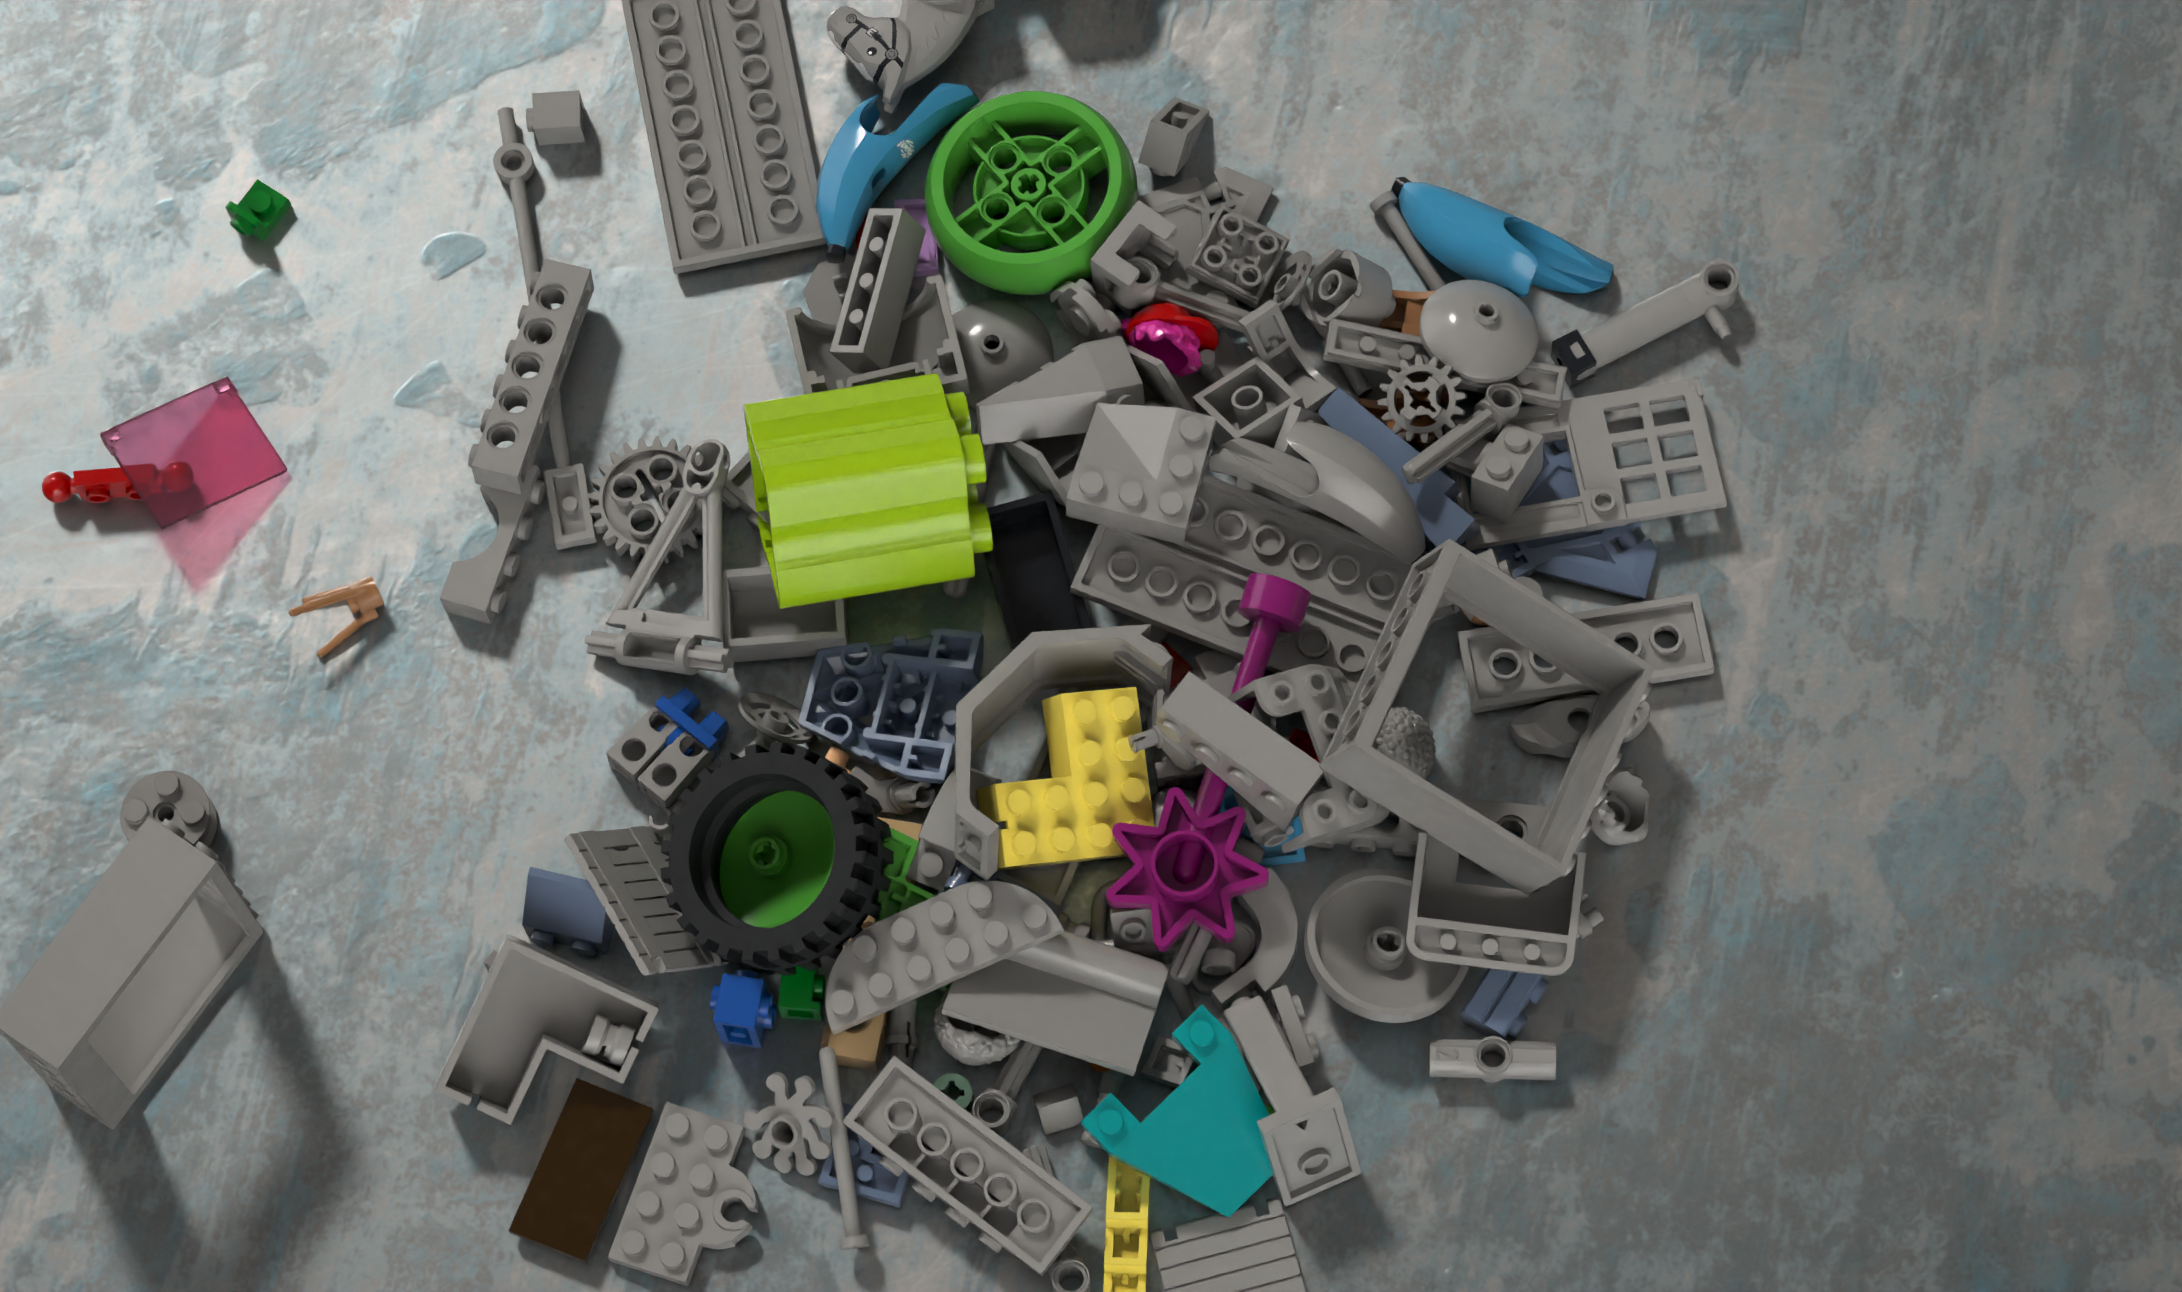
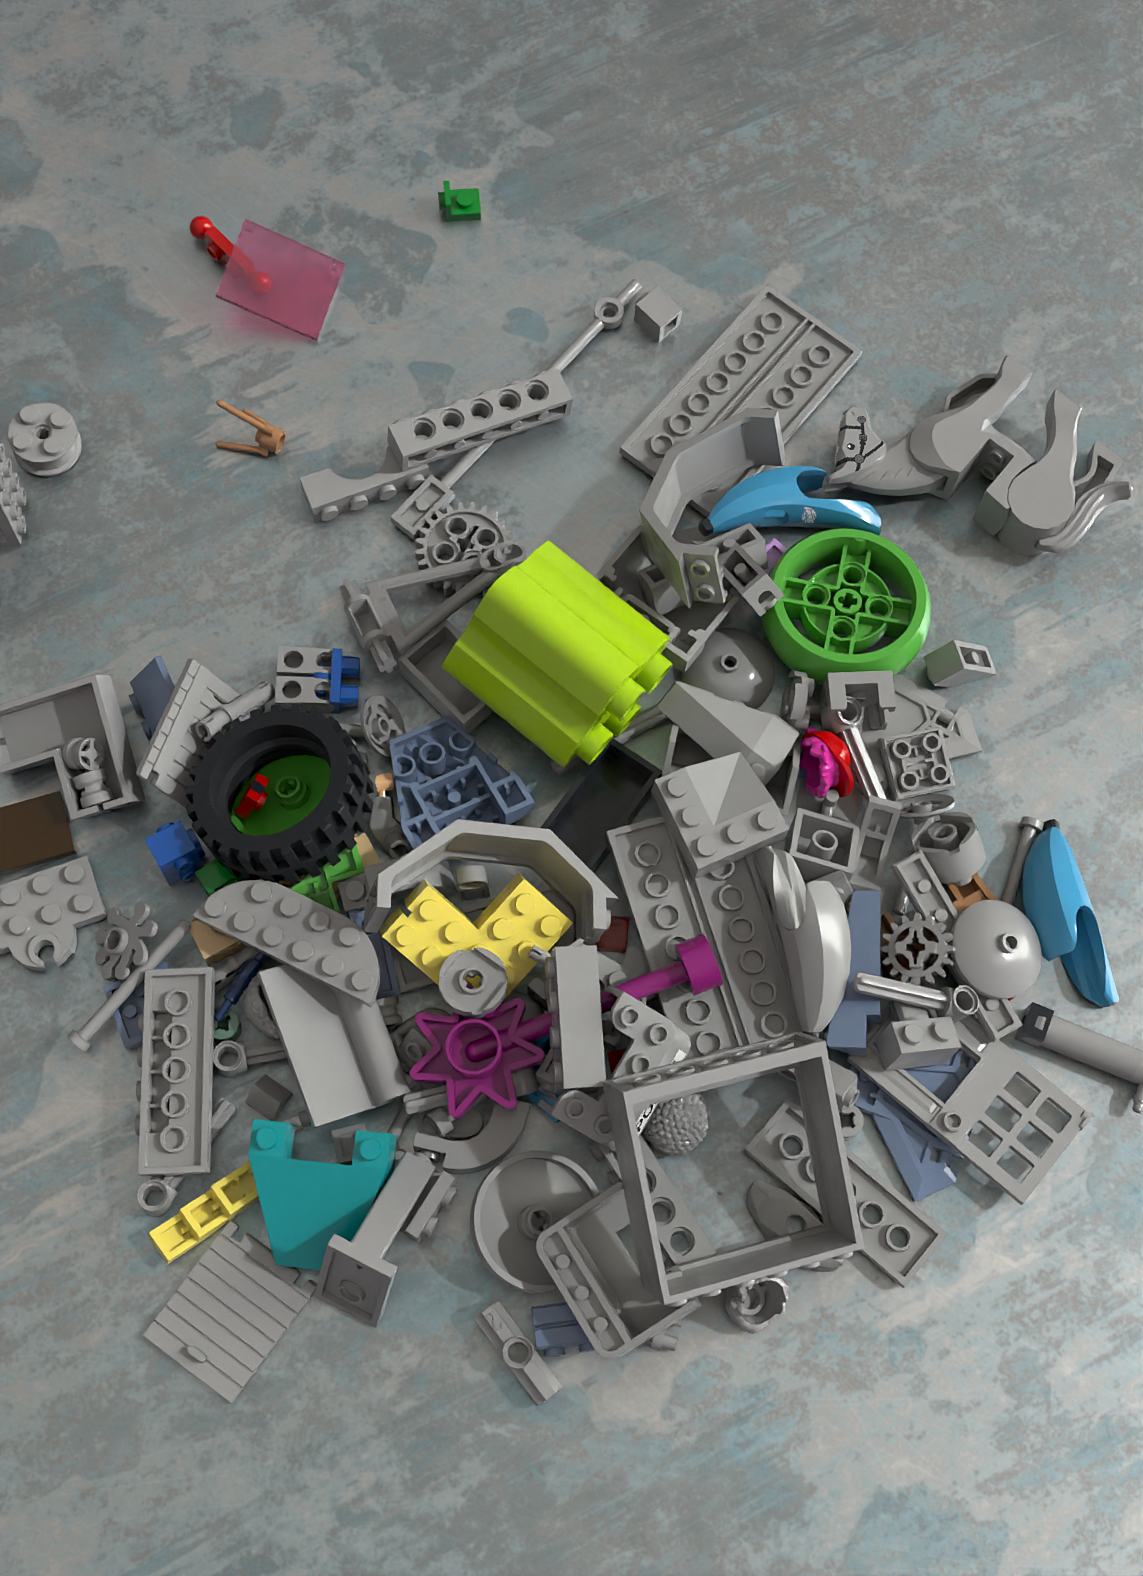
camera: 40 degrees right, 0 degrees up
(567, 1019) = (83, 753): none -> light grey wheel
(645, 853) = (238, 708): none -> light grey pin
(747, 893) = (253, 797): none -> red plate
(765, 218) = (687, 472): none -> light grey panel
(925, 1039) = (241, 981): none -> dark blue hand
(935, 255) = (753, 583): none -> light grey brick
(1010, 754) = (472, 882): none -> light grey piece
(1127, 840) = (475, 1001): none -> light grey plate

